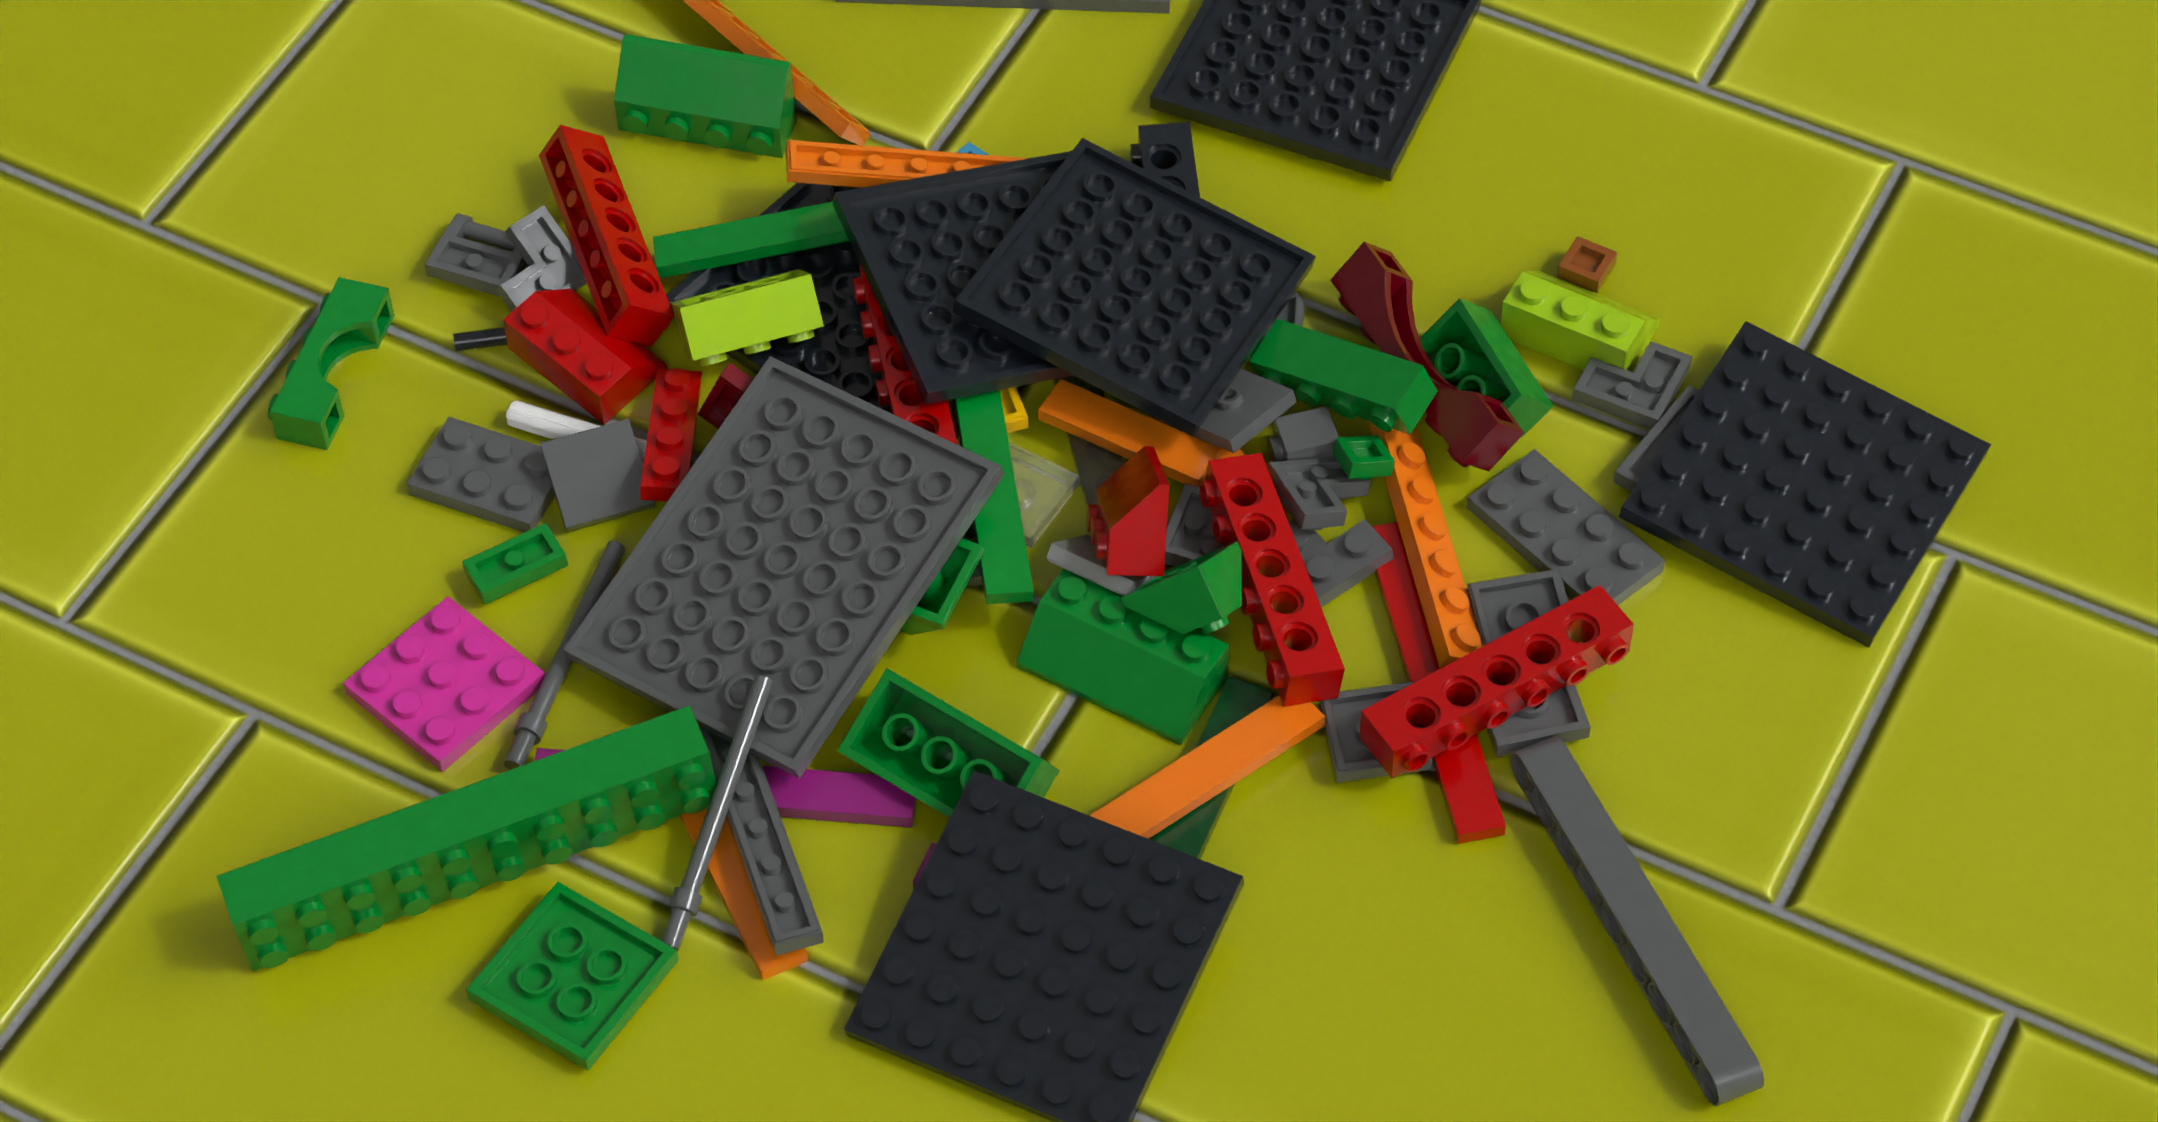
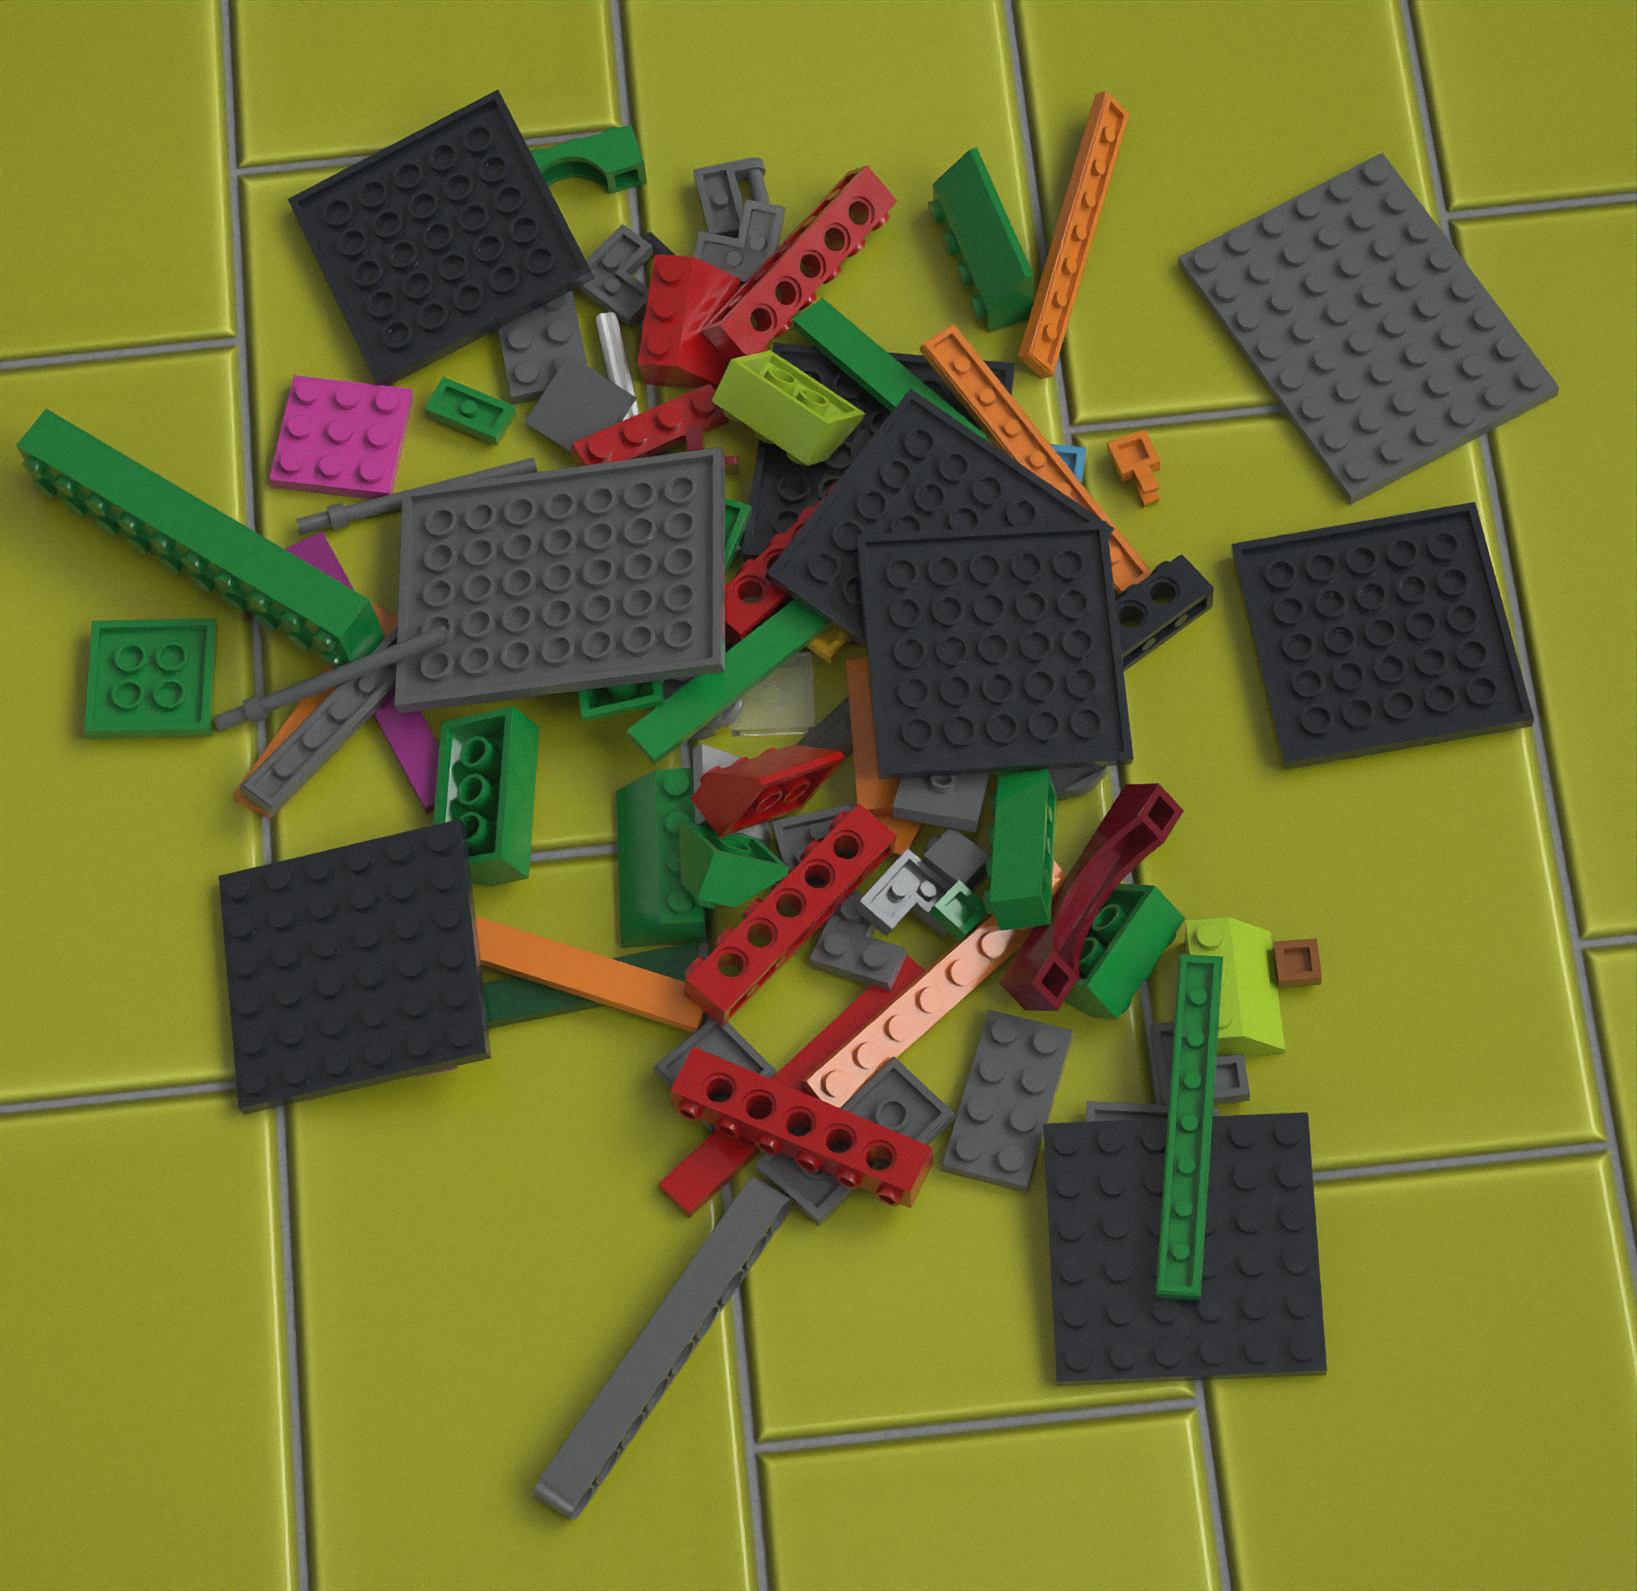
camera: 60 degrees right, 10 degrees up
(315, 483) = (440, 239): none -> black plate
(476, 389) = (613, 270): none -> dark grey plate
(1010, 117) = (1137, 460): none -> orange plate
(1709, 399) = (1189, 1127): none -> green tile

